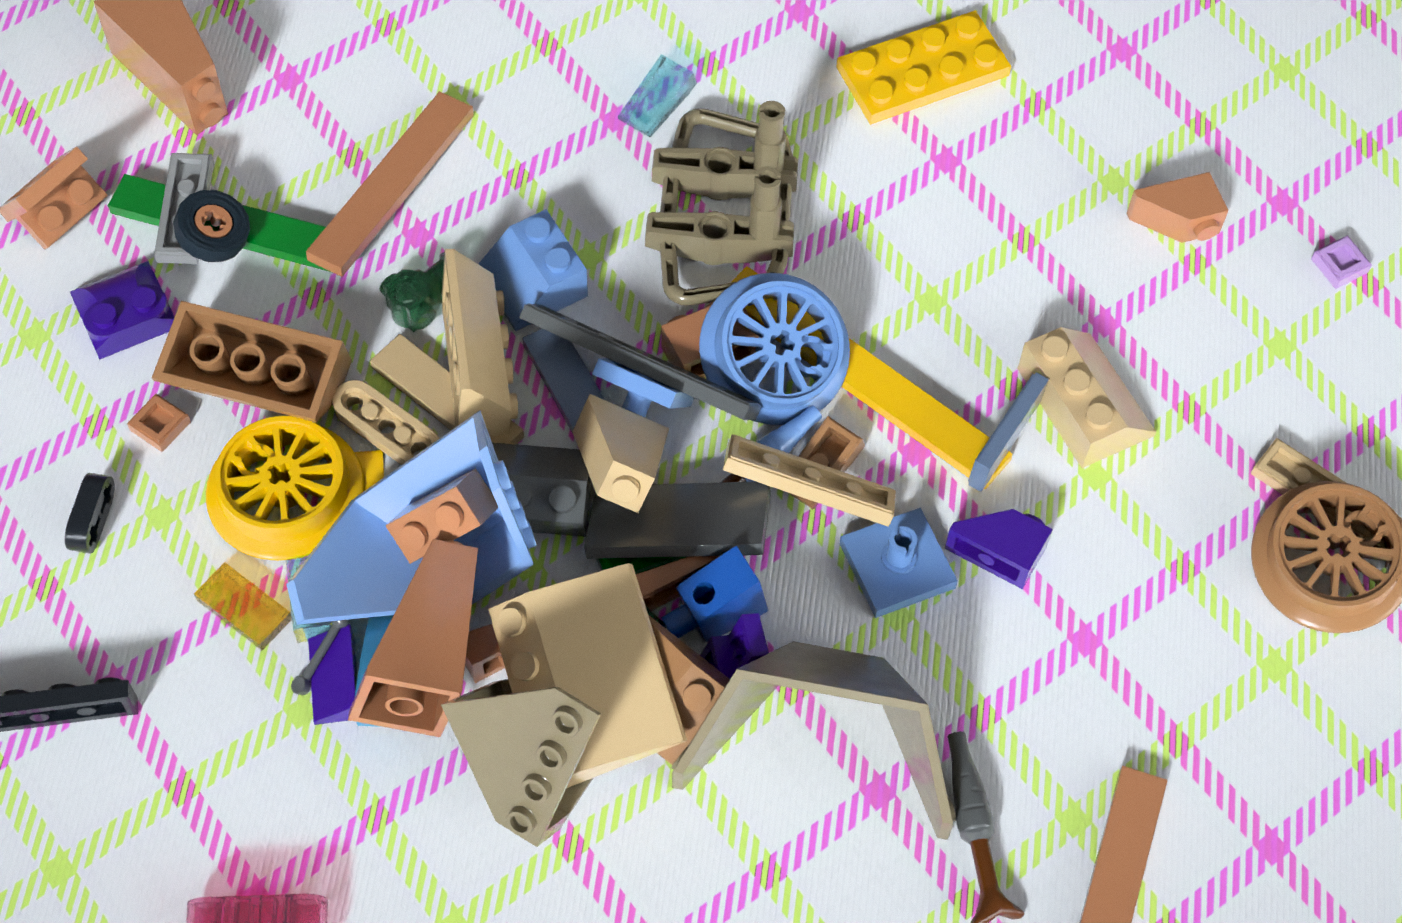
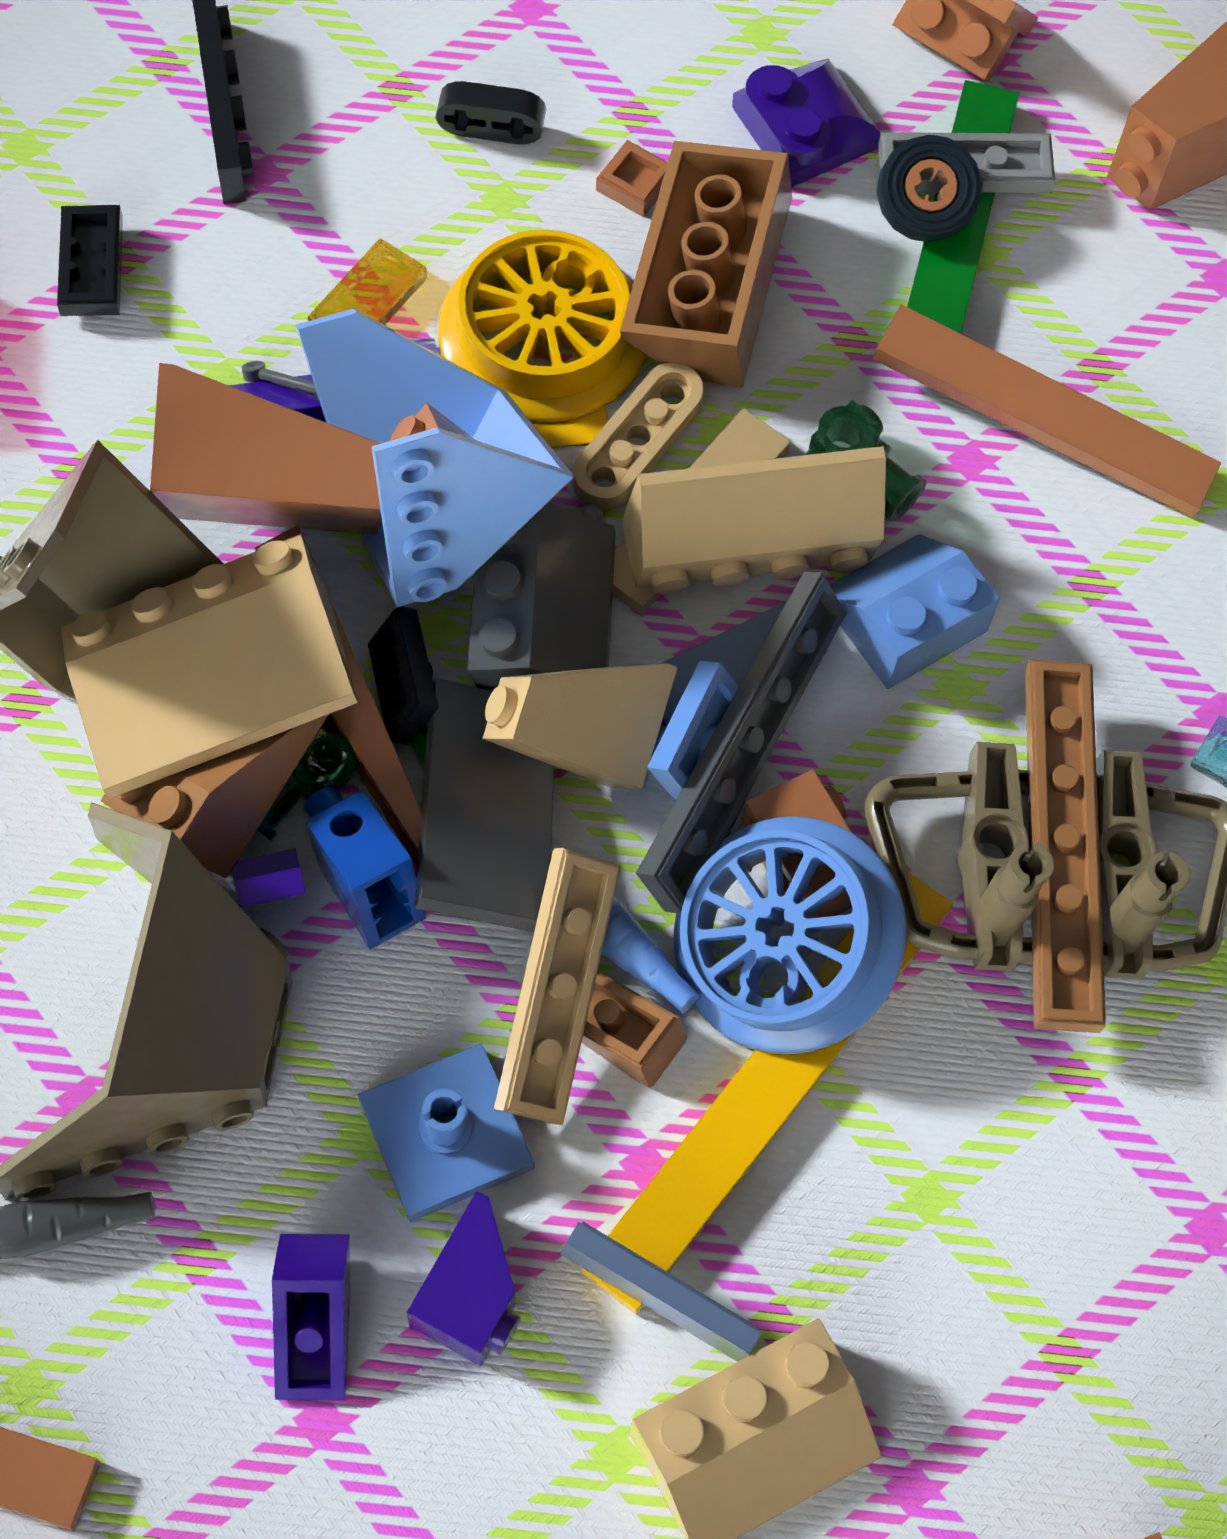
camera: 85 degrees right, 5 degrees up
(187, 804) = (90, 260): none -> black plate
(572, 565) = (403, 675): none -> black plate
(708, 193) = (1065, 821): none -> medium nougat tile
(1024, 634) = (311, 1316): none -> dark purple slope

